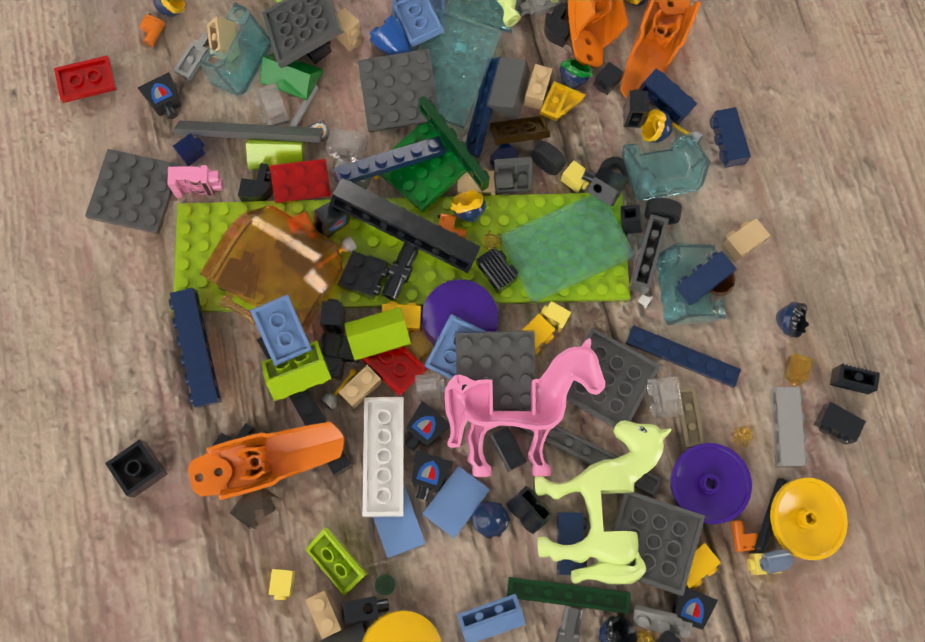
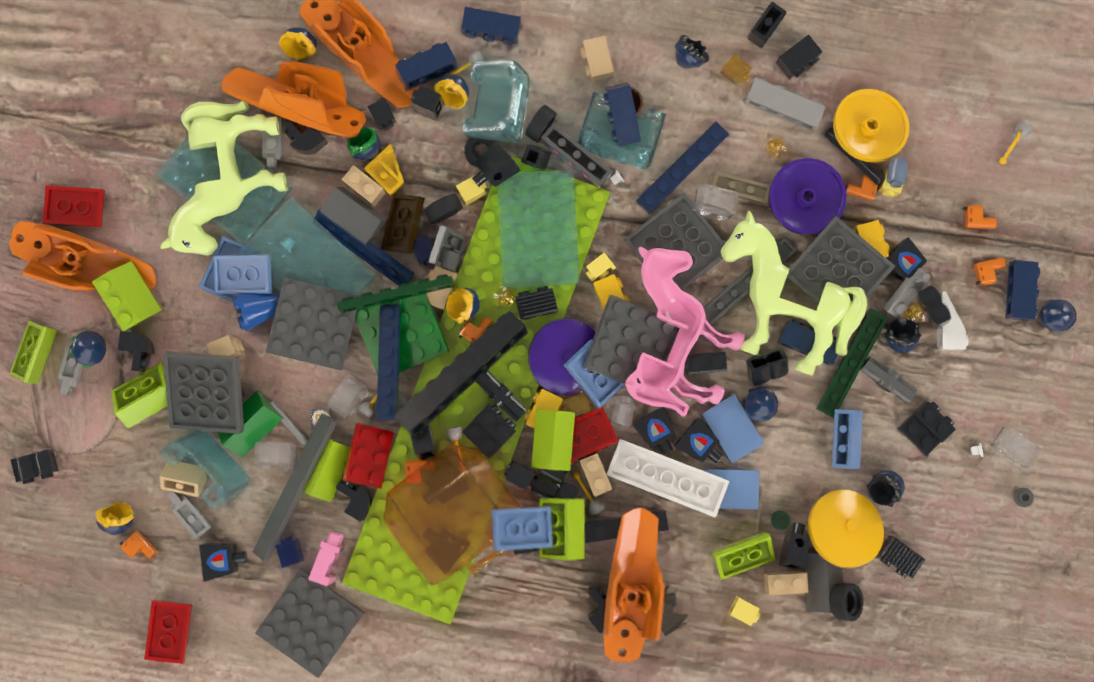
camera: 65 degrees left, 10 degrees up
(195, 348) = (497, 614): dark blue brick -> none

